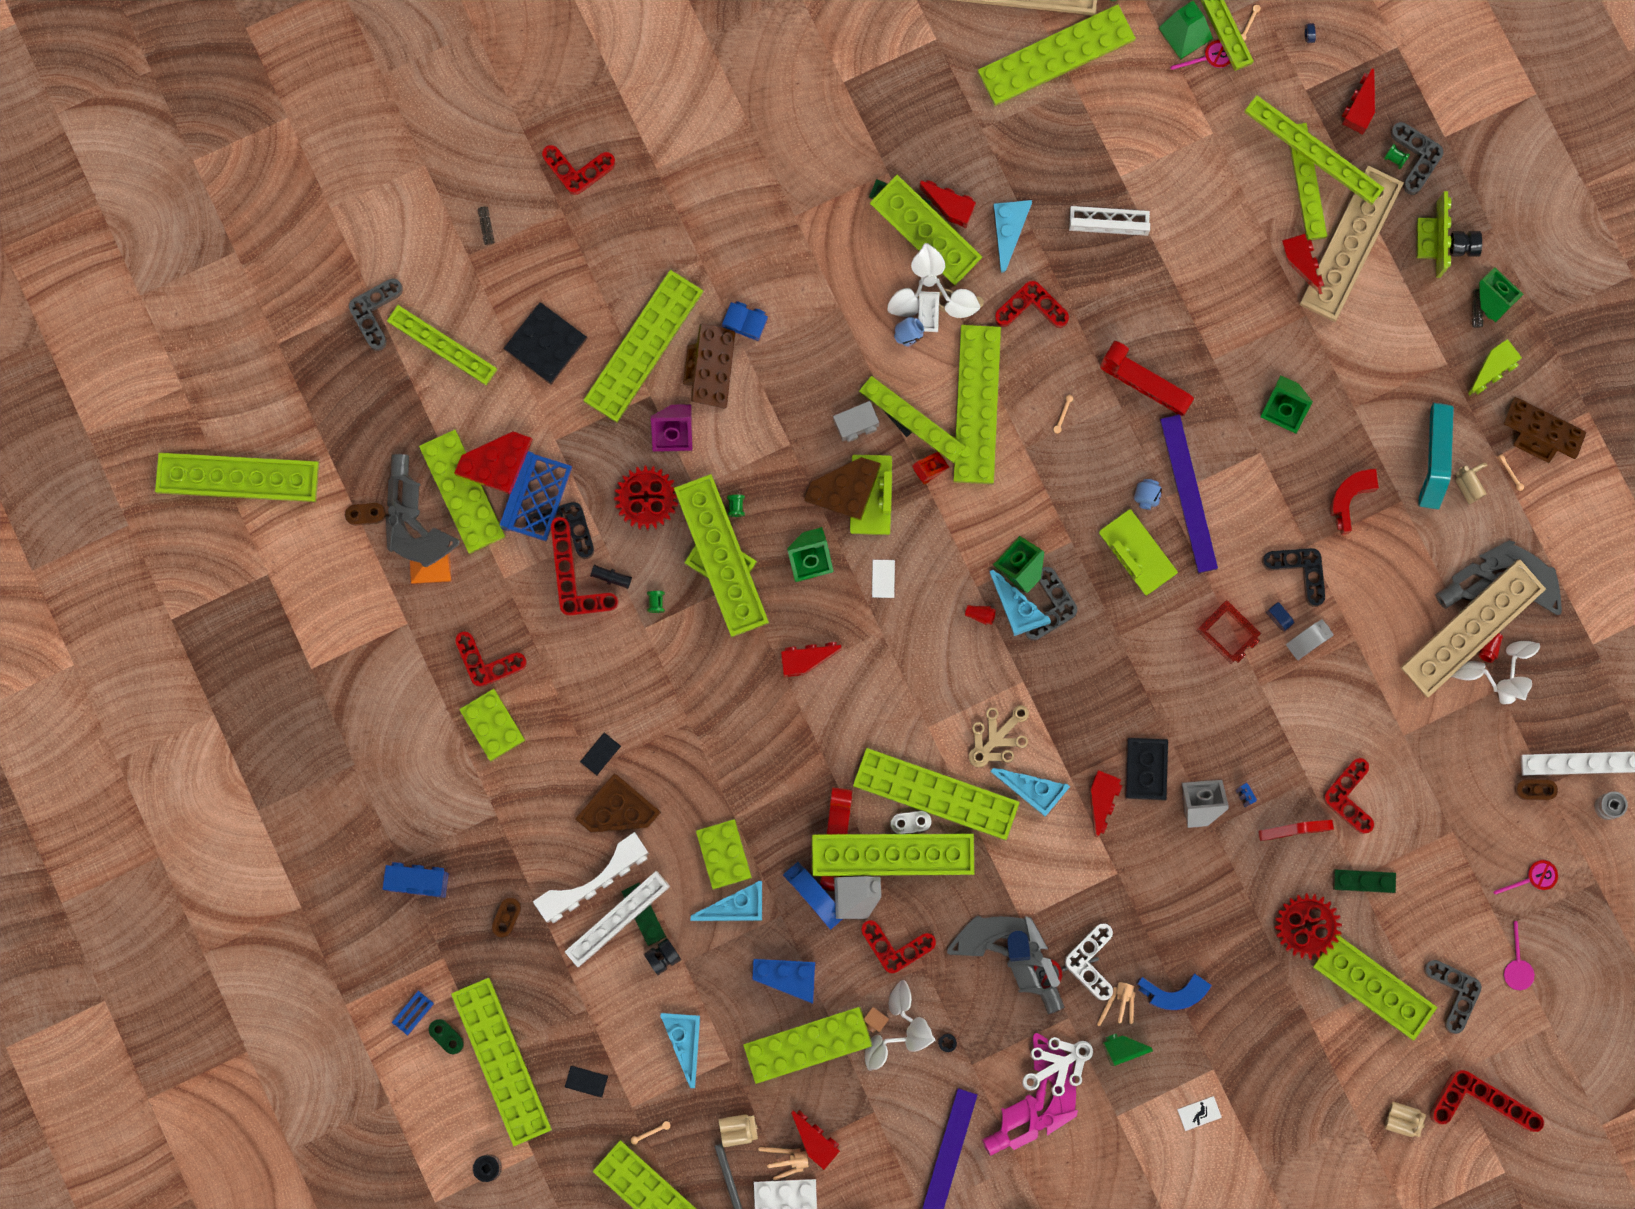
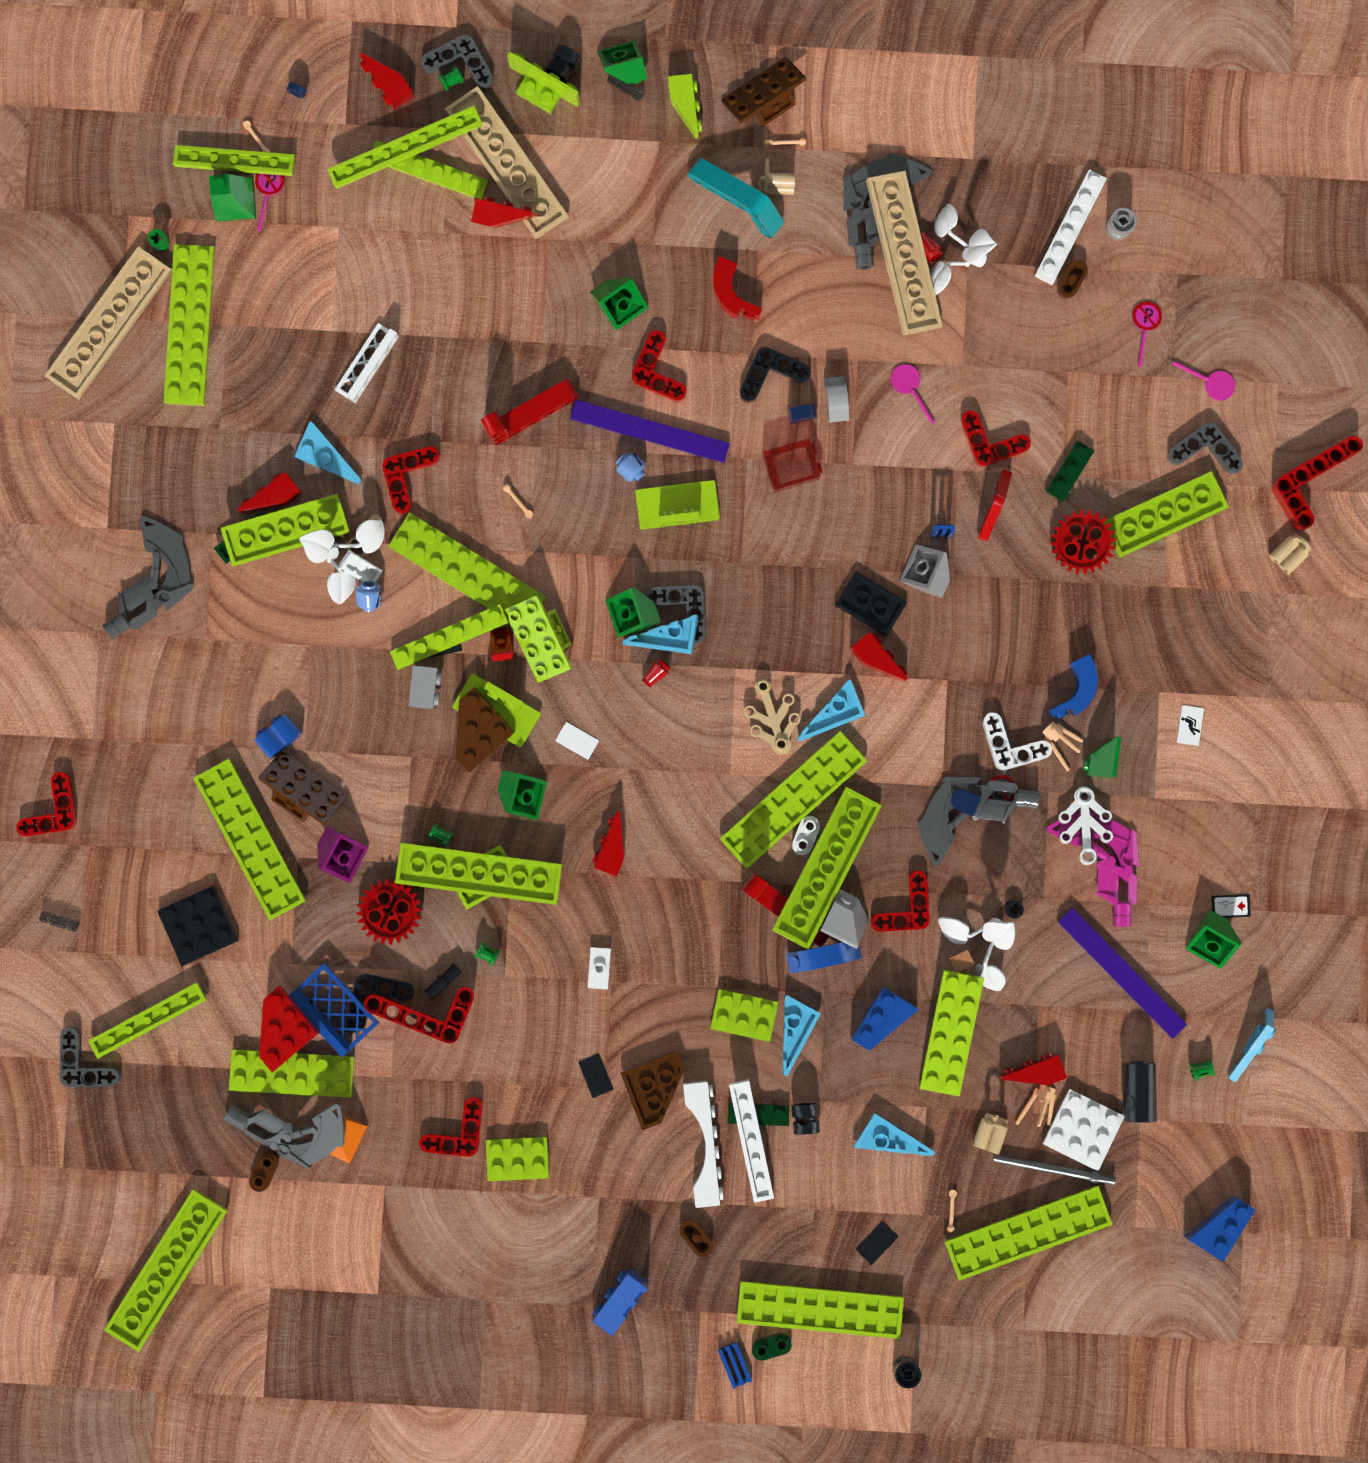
camera: 65 degrees left, 5 degrees up
(696, 705) = (599, 968): none -> white plate
(856, 141) = (169, 547): none -> dark grey piece
(955, 497) = (540, 637): none -> lime bracket
(1242, 462) = (648, 370): none -> red beam
(1362, 692) = (906, 380): none -> dark pink piece

